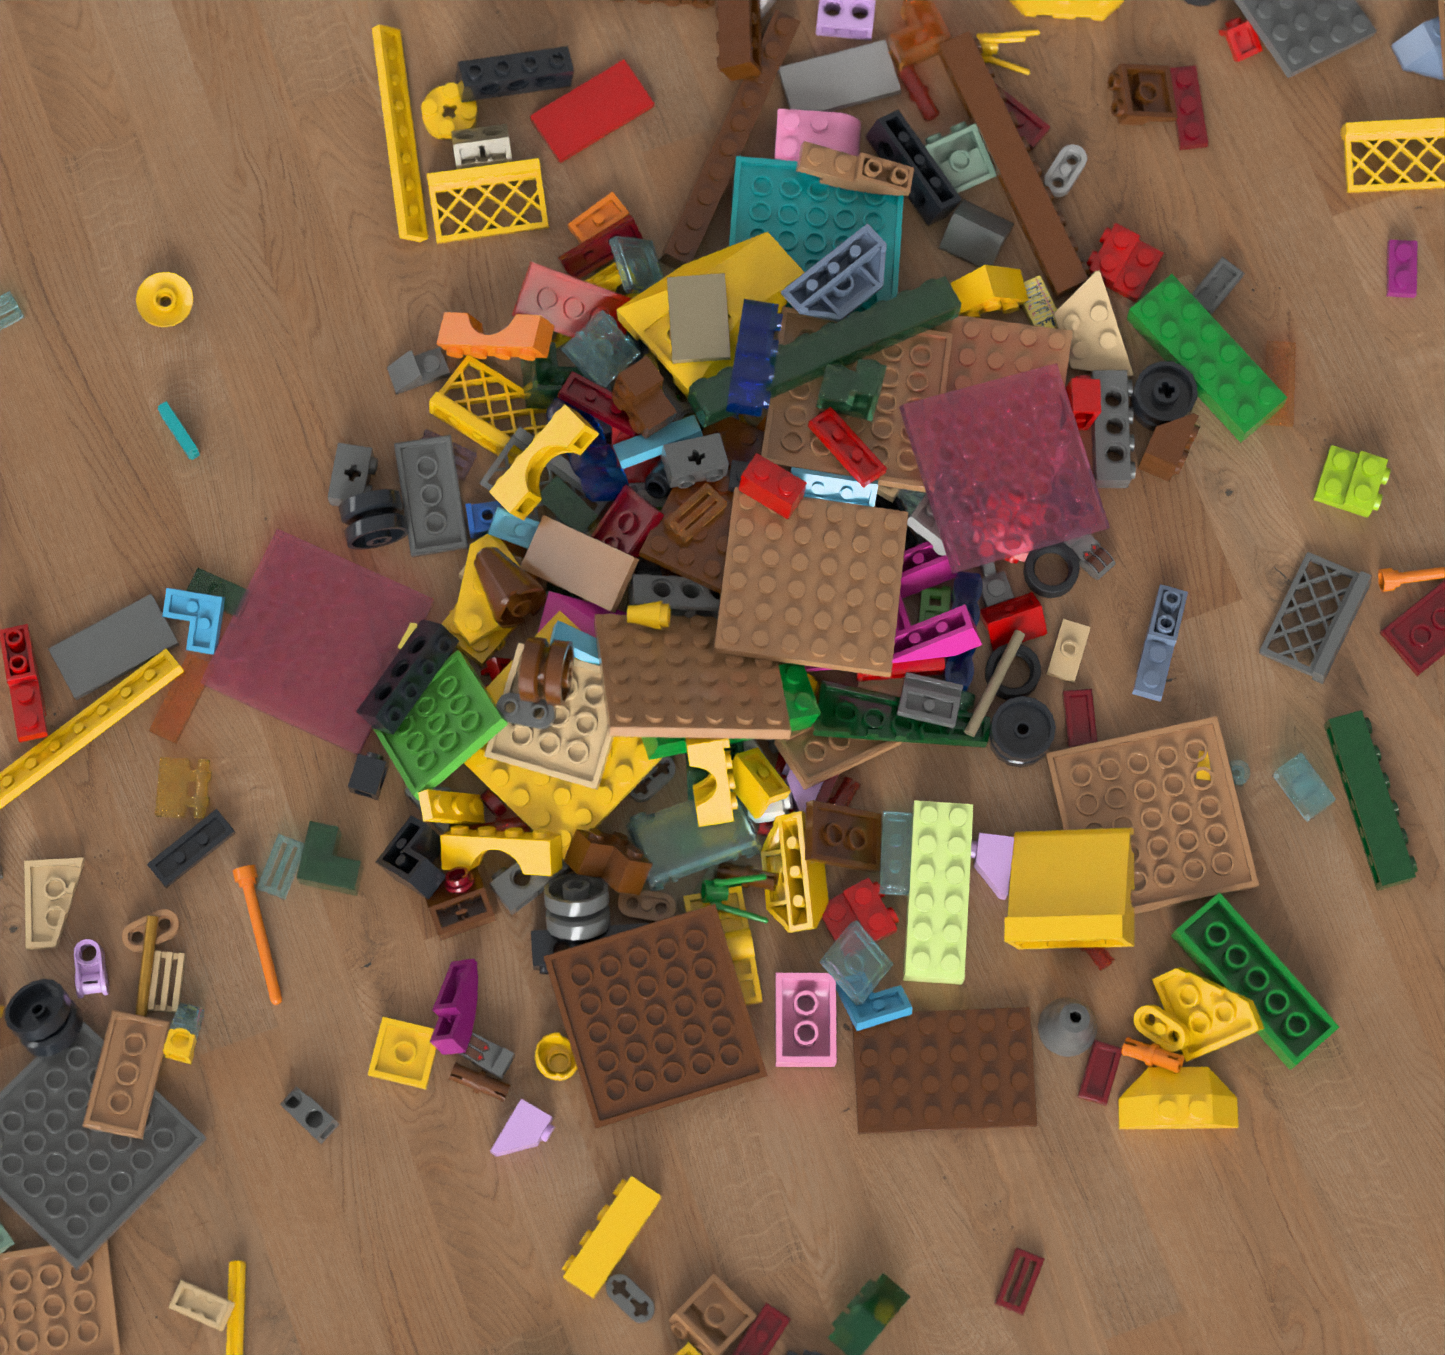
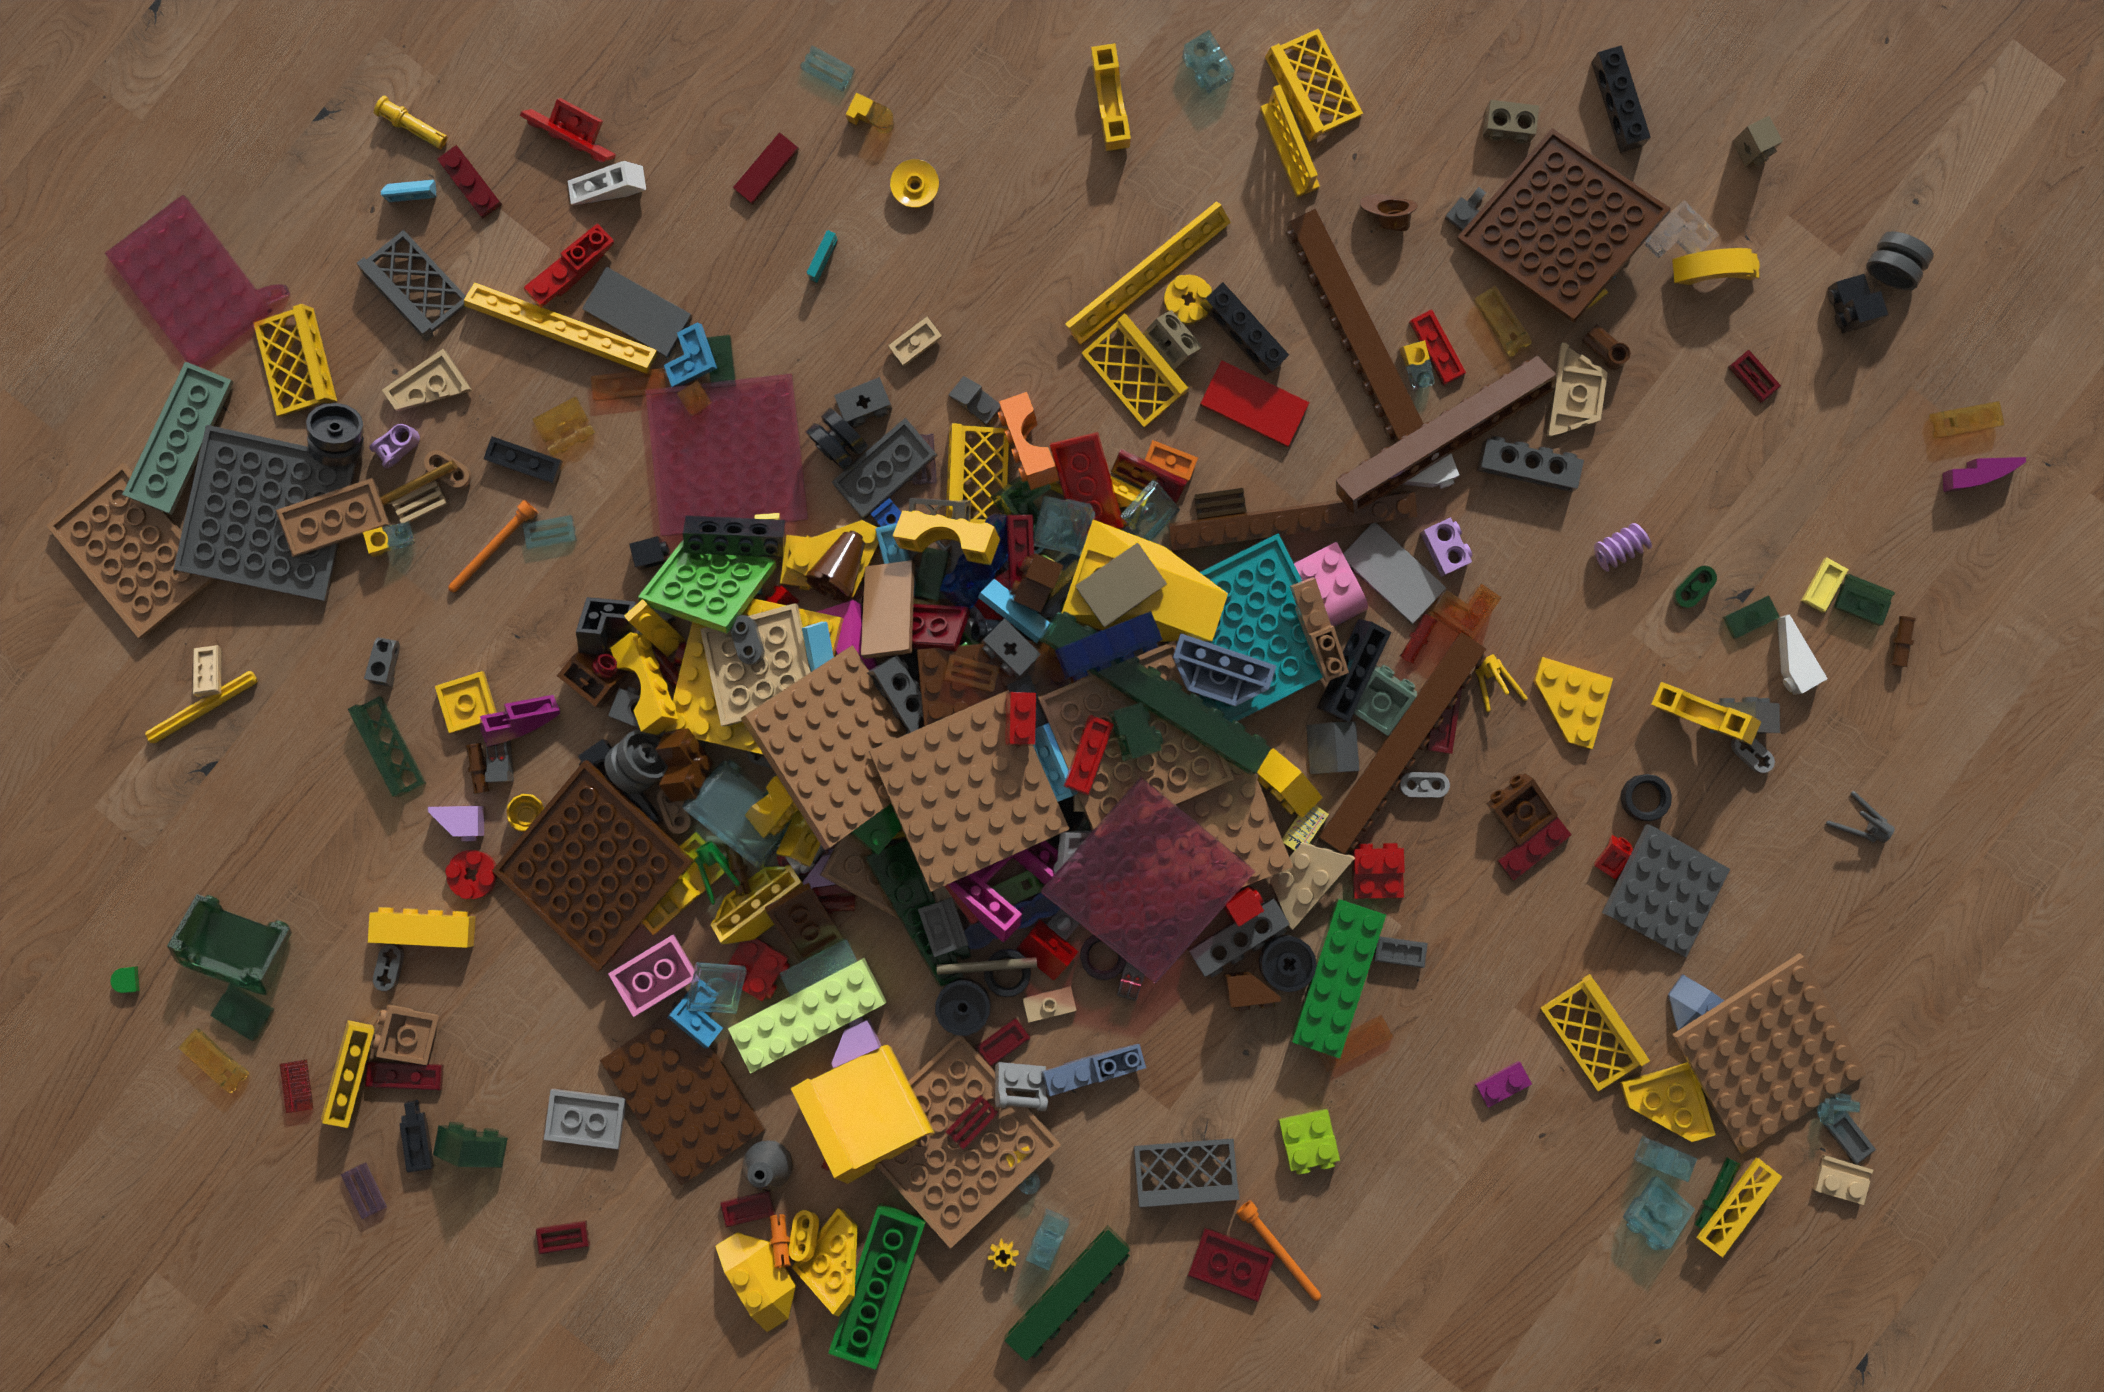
camera: 65 degrees right, 10 degrees up
(52, 435) = (765, 168): none -> dark red tile
(67, 299) = (871, 113): none -> leg
(179, 57) = (1109, 96): none -> yellow arch
(240, 636) = (694, 398): none -> clear orange tile
(321, 865) = (563, 562): clear green brick -> none
(322, 392) = (915, 341): none -> tan plate
(395, 1172) = (378, 750): none -> clear green fence
(546, 671) = (776, 638): reddish brown wheel -> none
(573, 1142) = (457, 872): none -> red plate
(650, 614) = (871, 687): yellow cone -> none
(678, 178) = (1241, 500): none -> dark brown tile
(910, 1183) = (585, 1118): none -> light grey plate
(1129, 716) = (1020, 1078): none -> light grey plate
(1154, 786) = (957, 1137): none -> dark red tile
(1303, 838) = (998, 1259): none -> yellow gear

